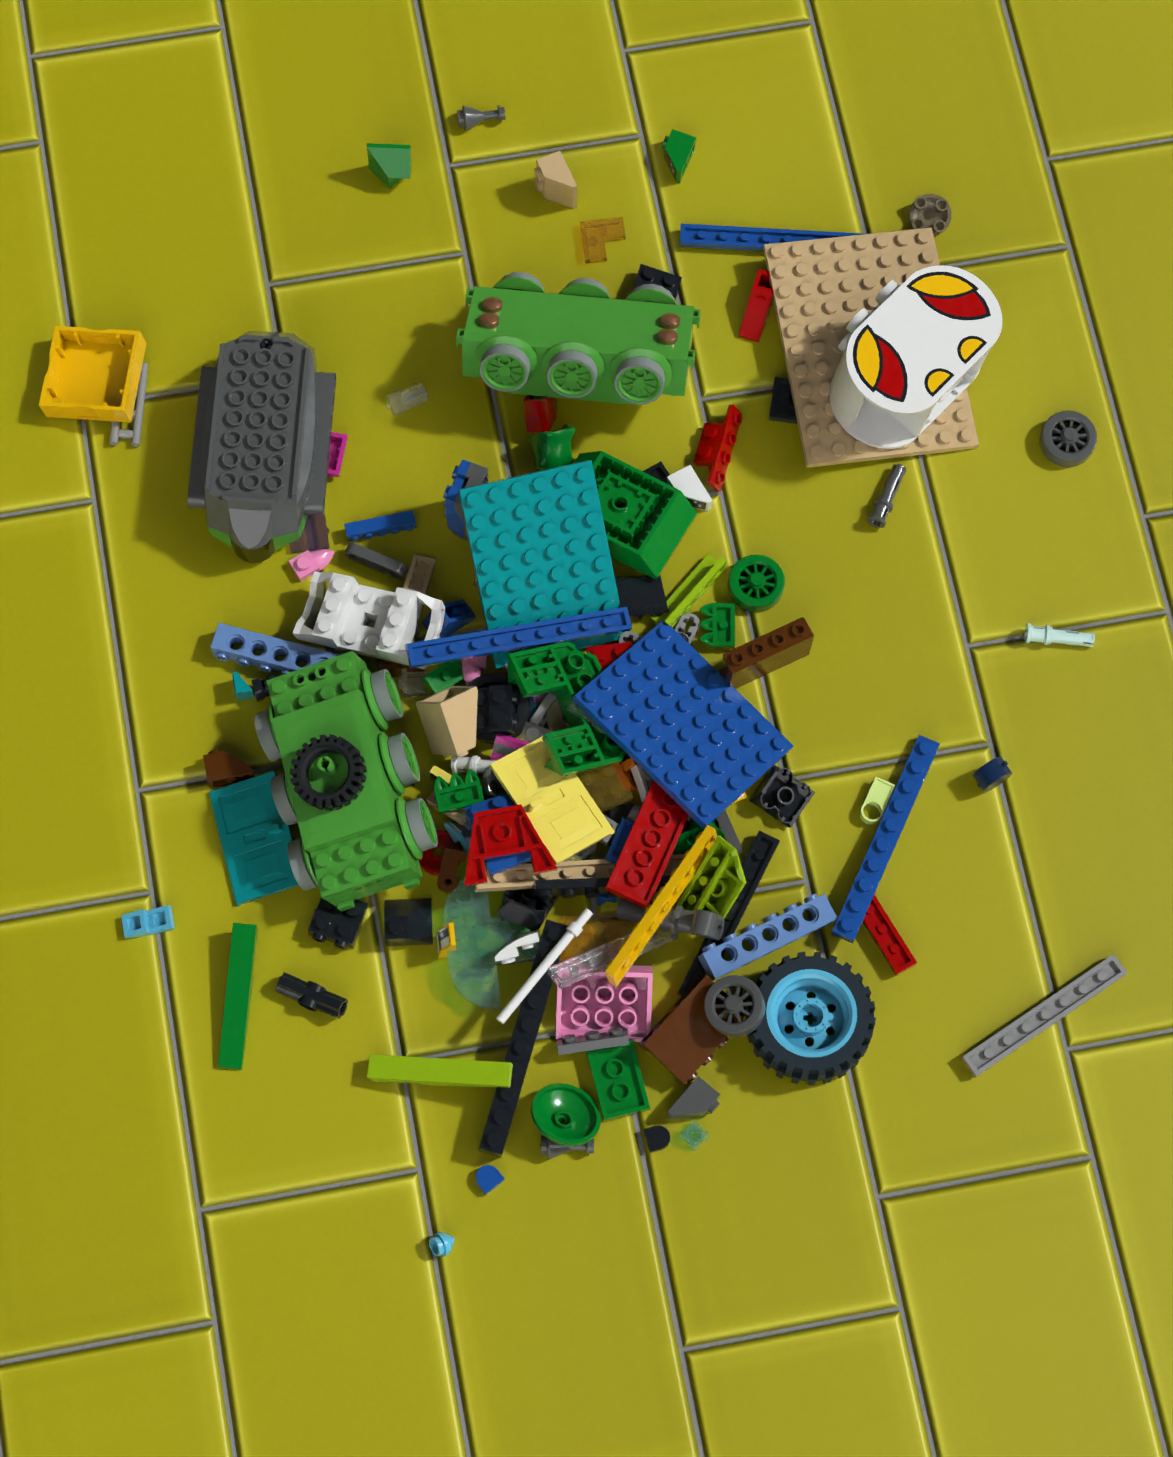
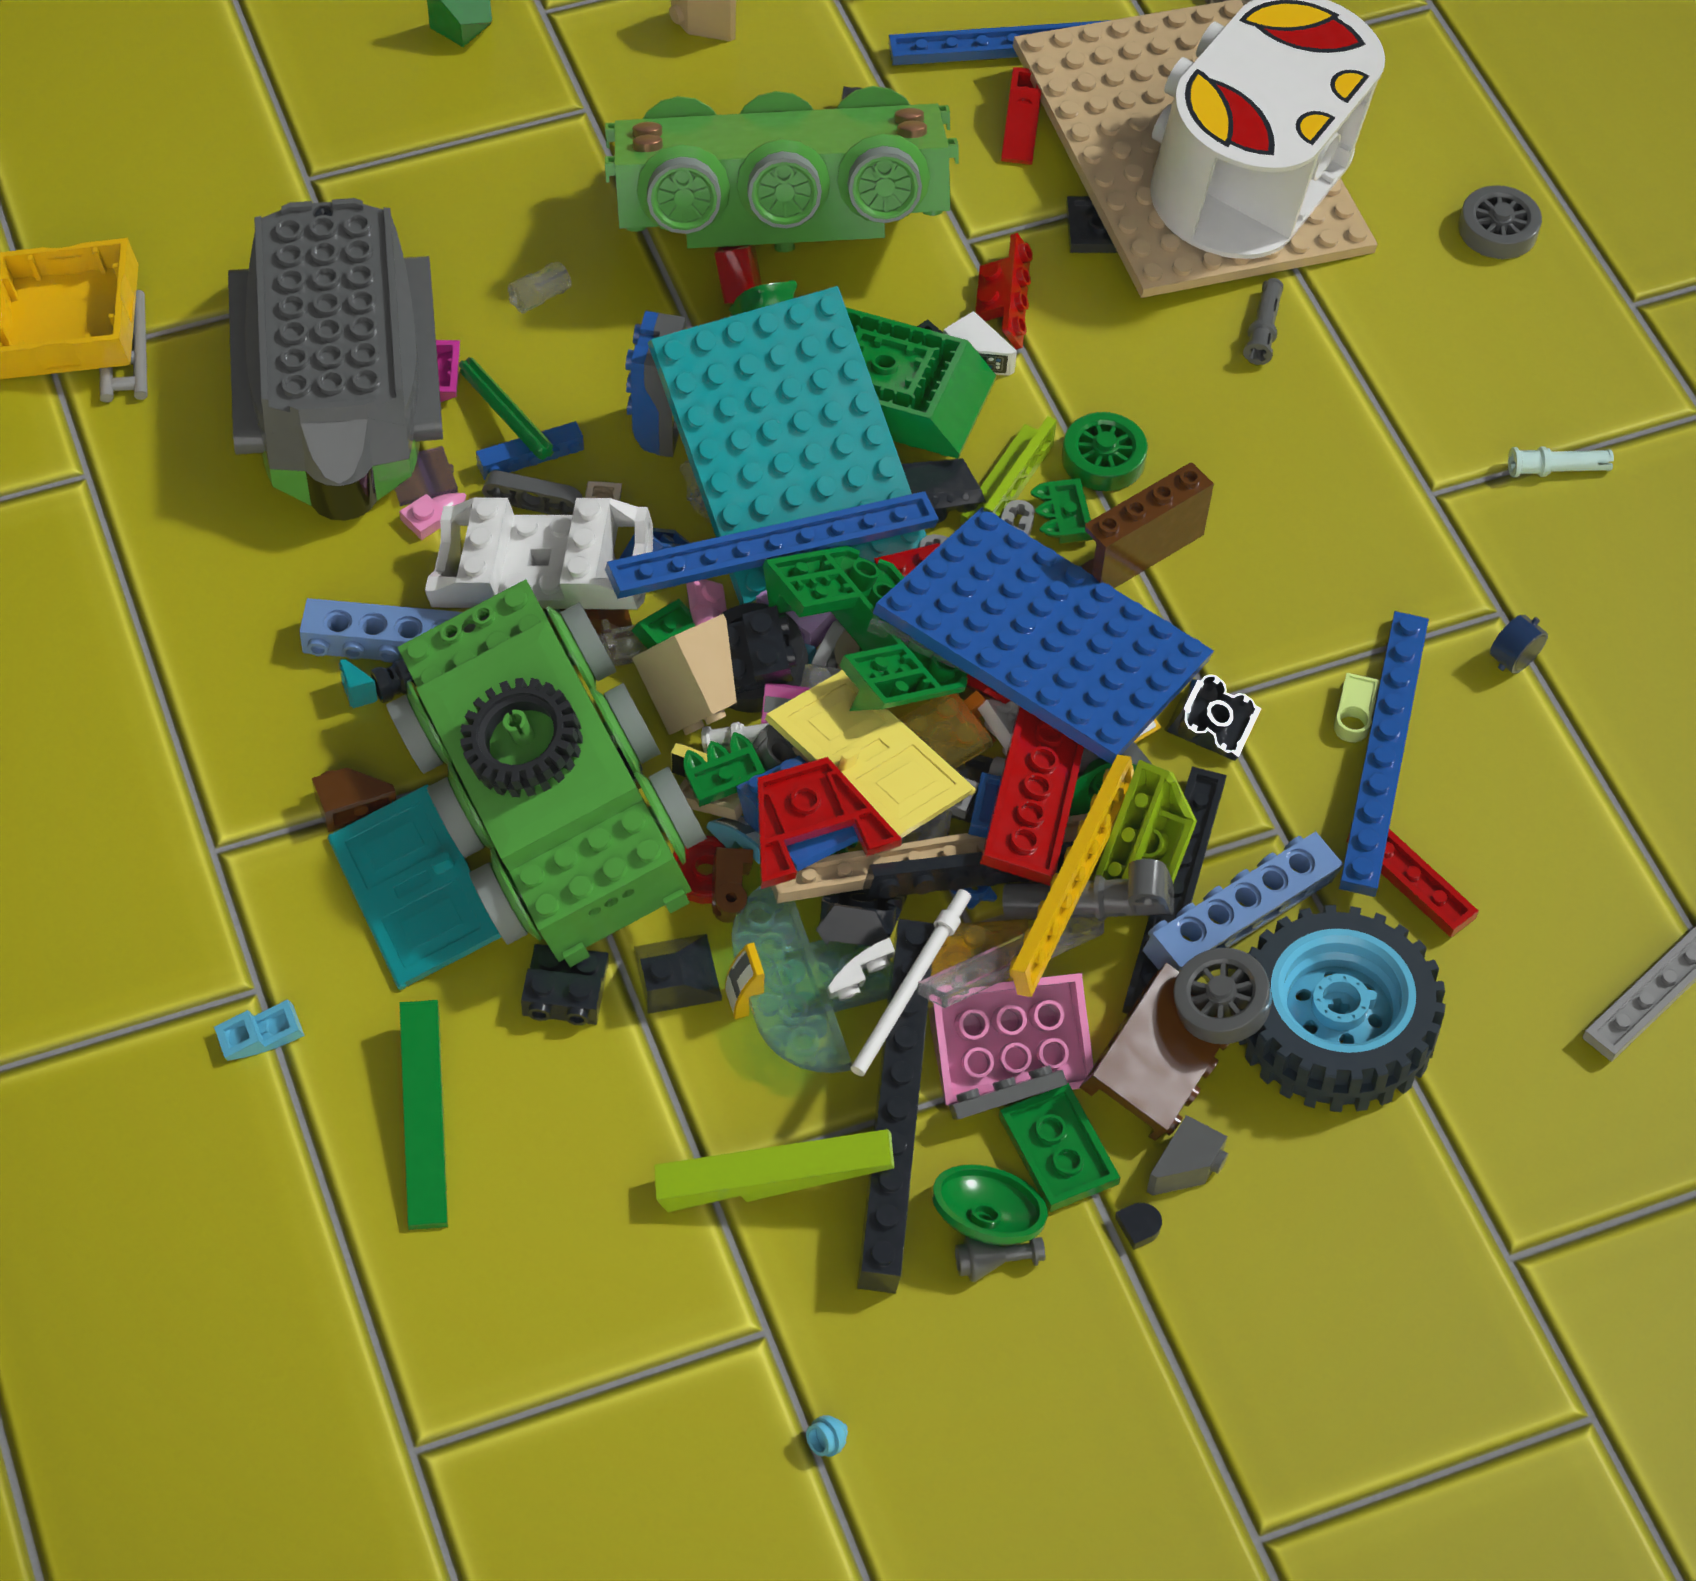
camera: 10 degrees left, 15 degrees down
(311, 995) = (543, 1096): black piece -> none
(369, 494) = (506, 408): none -> green axle
(488, 1178) = (883, 1325): blue tile -> none
(596, 233) = (773, 62): clear yellow tile -> none
(694, 1128) = (1203, 1201): clear light blue plate -> none

